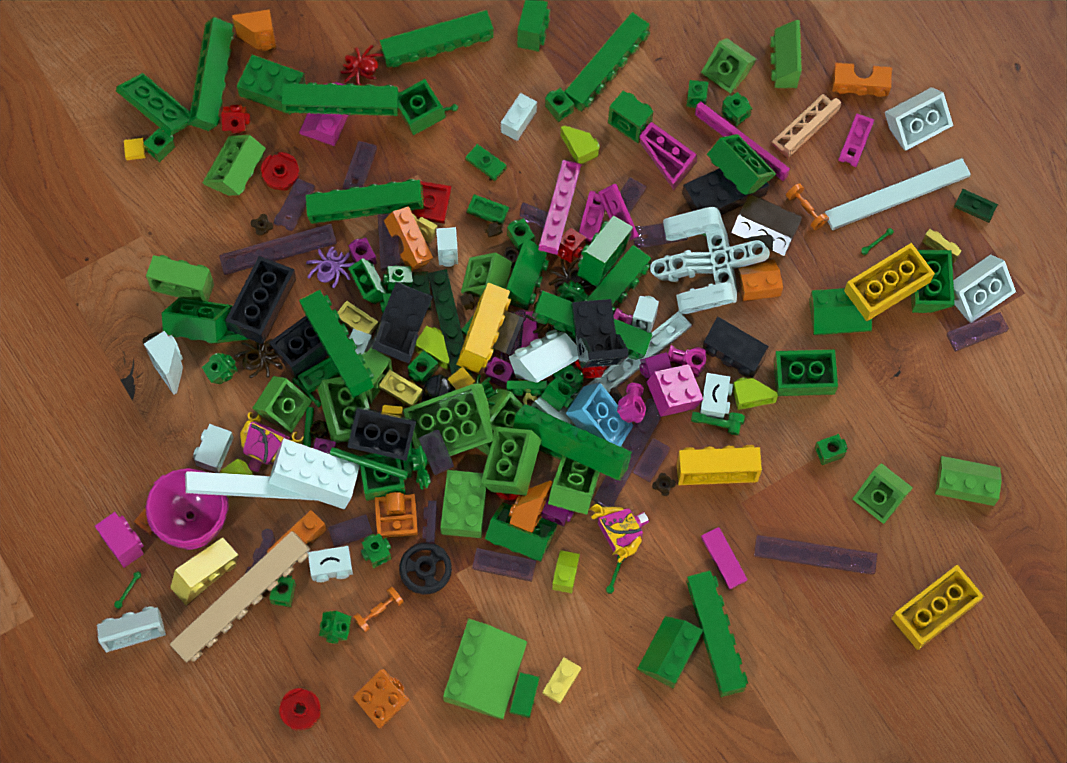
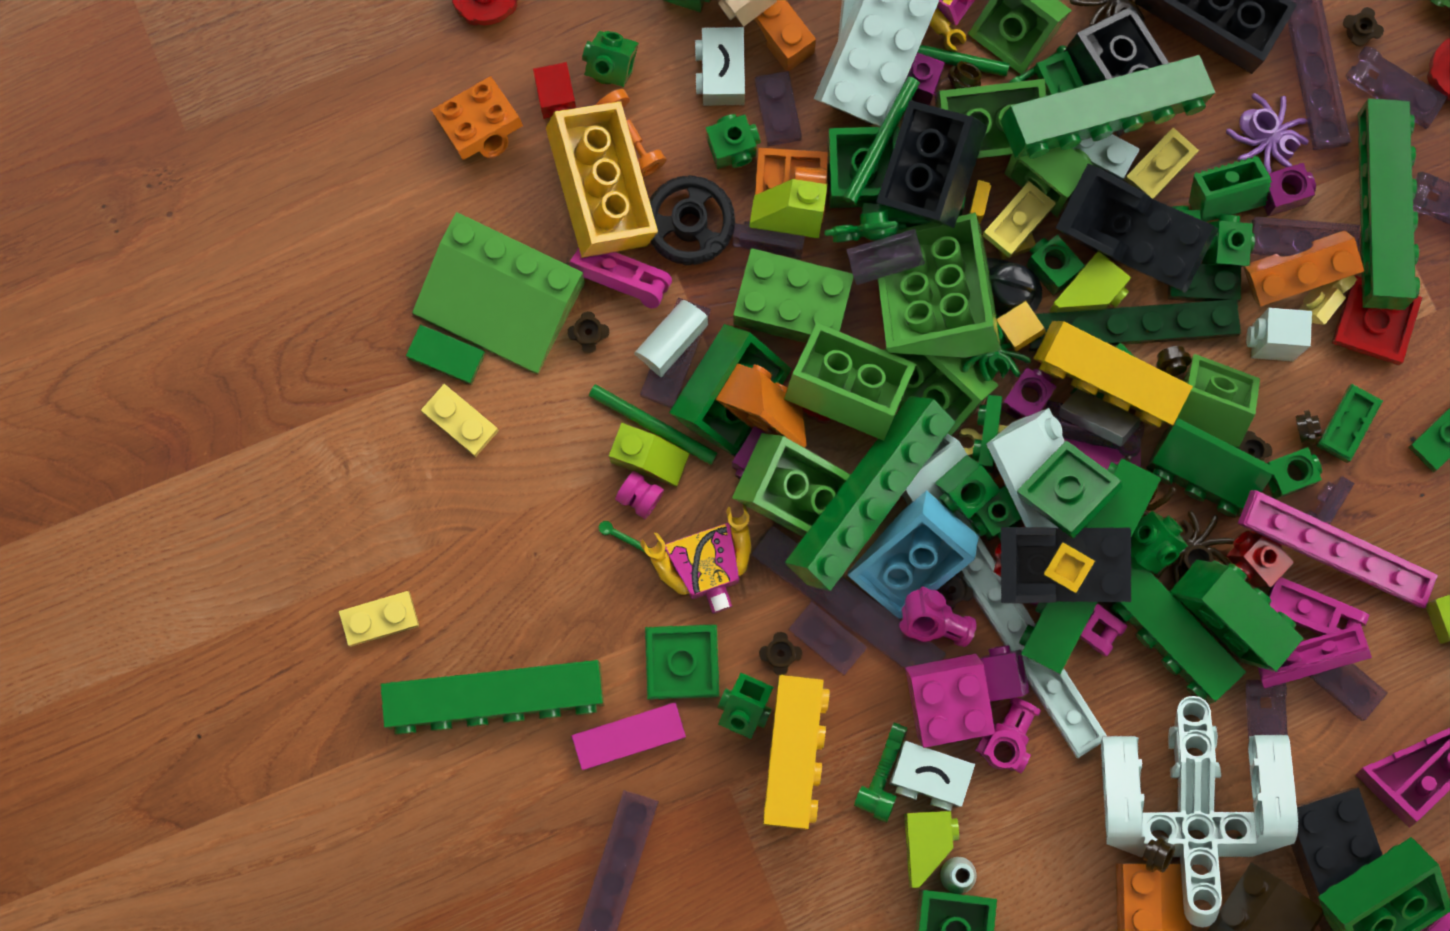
camera: 100 degrees right, 10 degrees up
(358, 656) = (554, 88): none -> red brick
(411, 618) = (601, 179): none -> yellow brick
(414, 509) = (790, 208): none -> lime slope
(462, 601) = (625, 276): none -> dark pink plate
(498, 564) = (672, 337): none -> light aqua brick
(498, 610) = (588, 342): none -> dark brown plate
(546, 572) = (653, 424): none -> green bar
(556, 336) = (1069, 489): none -> green plate
(589, 571) = (639, 494): none -> dark pink wheel
(599, 330) = (1069, 567): none -> yellow tile
(645, 313) = (1103, 670): light aqua brick -> none
(670, 650) = (476, 610): green slope -> none
(677, 536) = (682, 662): none -> green tile
(683, 706) = (379, 618): none -> light yellow plate
(697, 495) = (742, 712): none -> green brick
(735, 347) = (1016, 825): black slope -> none
(737, 274) = (1158, 854): none -> dark brown plate
(765, 375) = (948, 875): none -> light aqua cone

